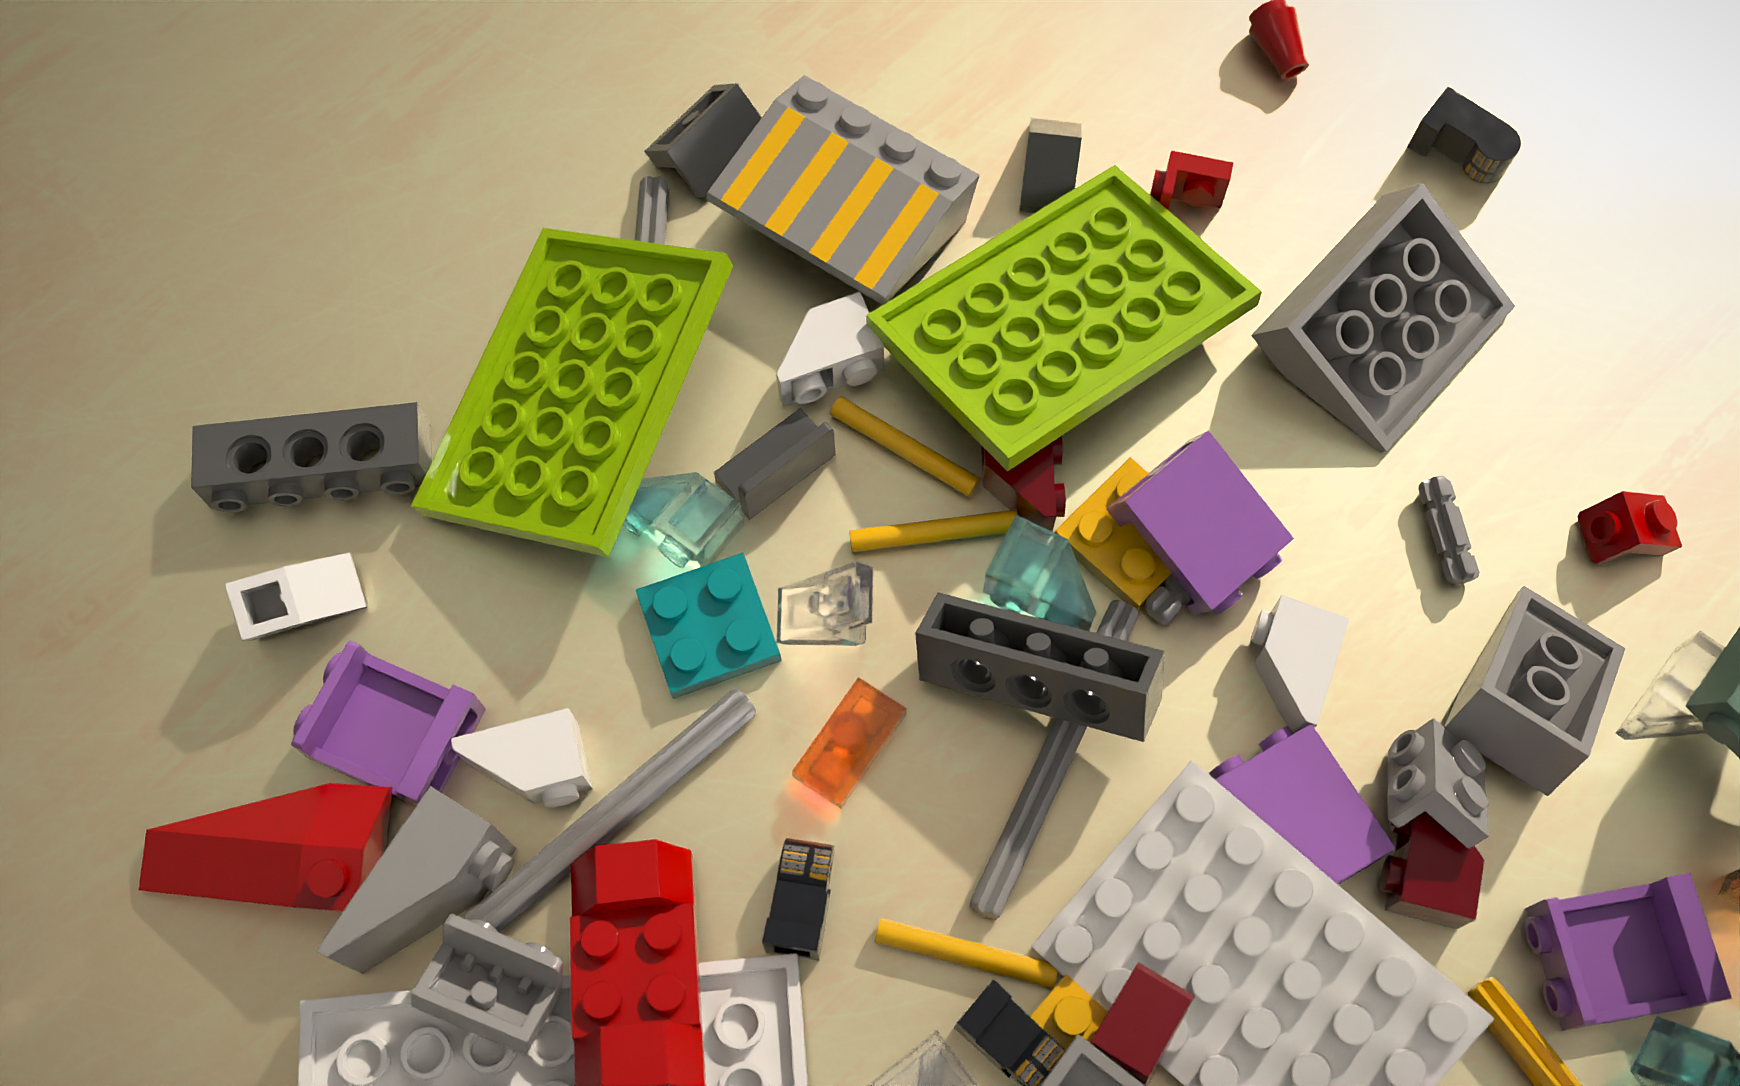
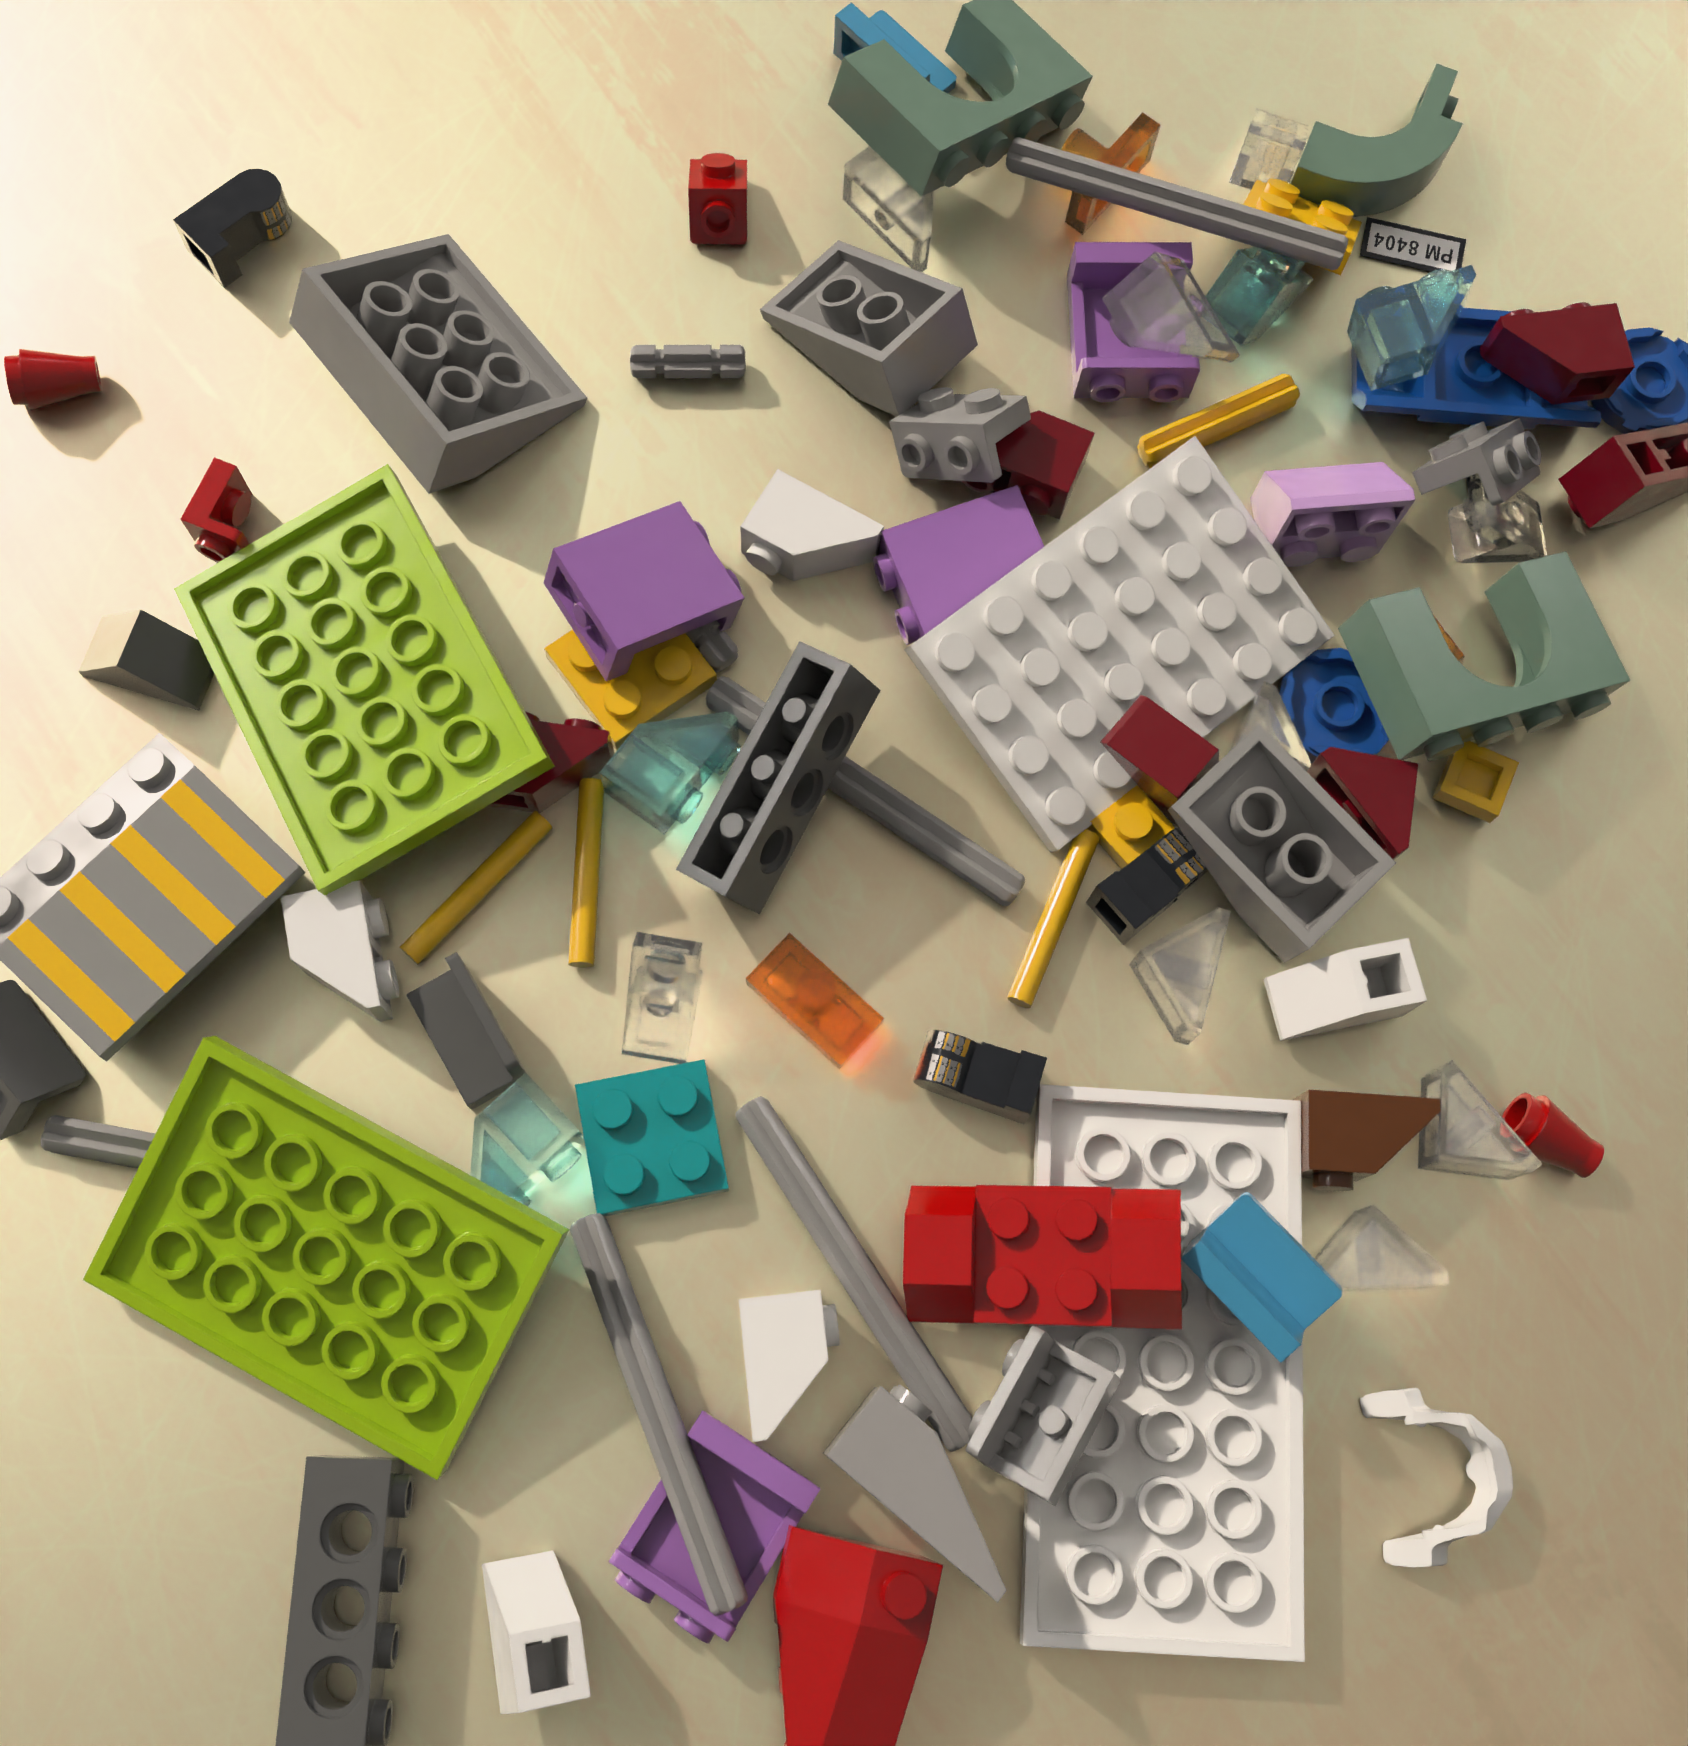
camera: 90 degrees left, 5 degrees up
(473, 664) = (659, 1416): none -> light grey axle
(1638, 983) = (1167, 312): none -> clear slope

